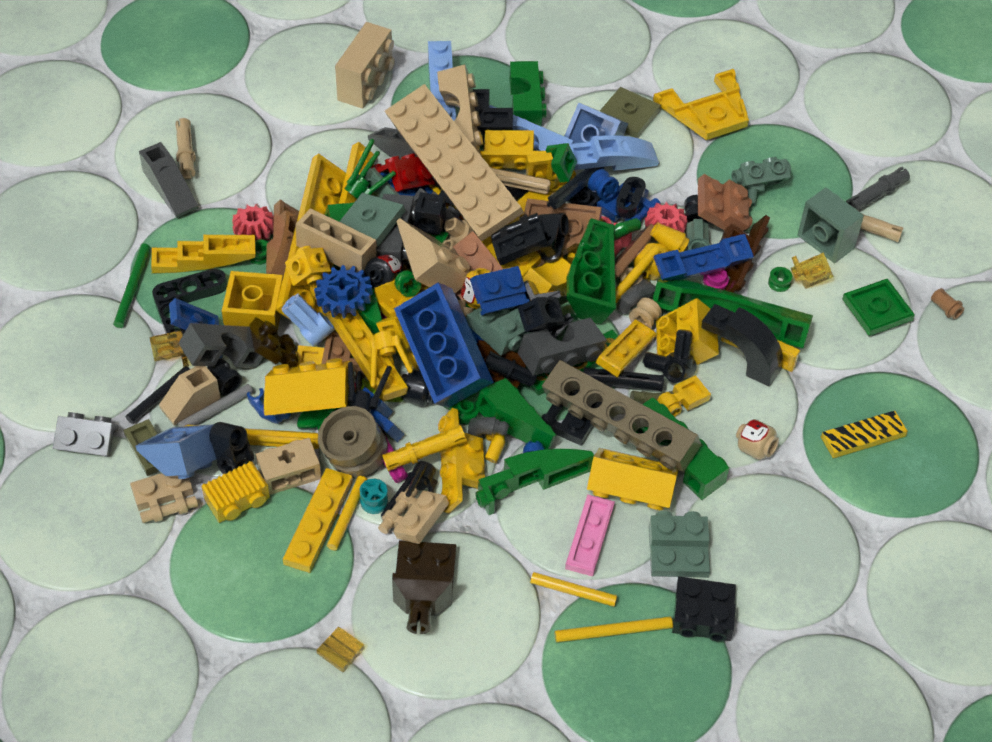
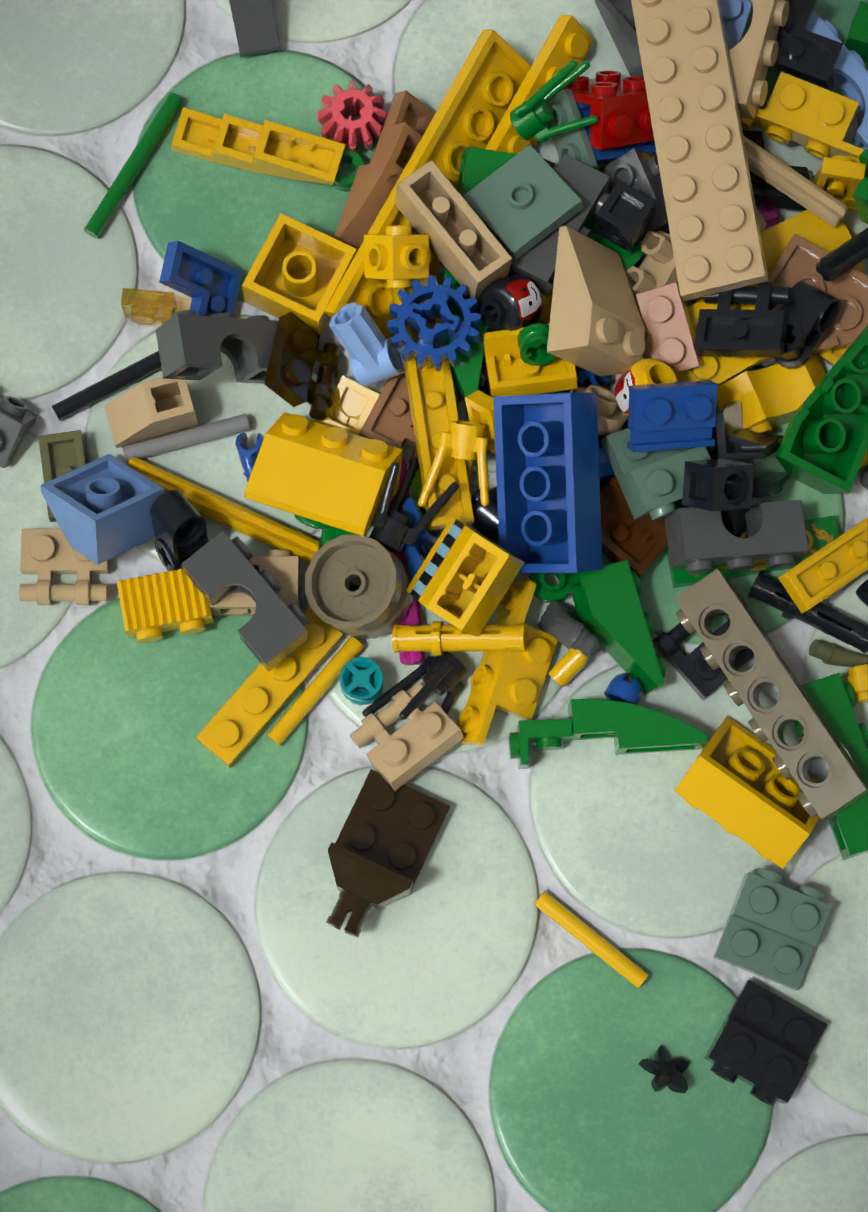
camera: 20 degrees right, 25 degrees up
(179, 284) = (185, 220): black beam -> none
(227, 378) = (214, 395): black wheel -> none
(269, 451) = (224, 569): none -> dark grey arch
(340, 649) = (227, 910): clear yellow piece -> none
(415, 406) = (464, 577): none -> yellow slope
(509, 369) = (639, 543): black axle -> none
(590, 535) = (651, 859): bright pink tile -> none
(613, 629) = (621, 1025): yellow bar -> none
(653, 643) = (666, 1072): none -> black plant

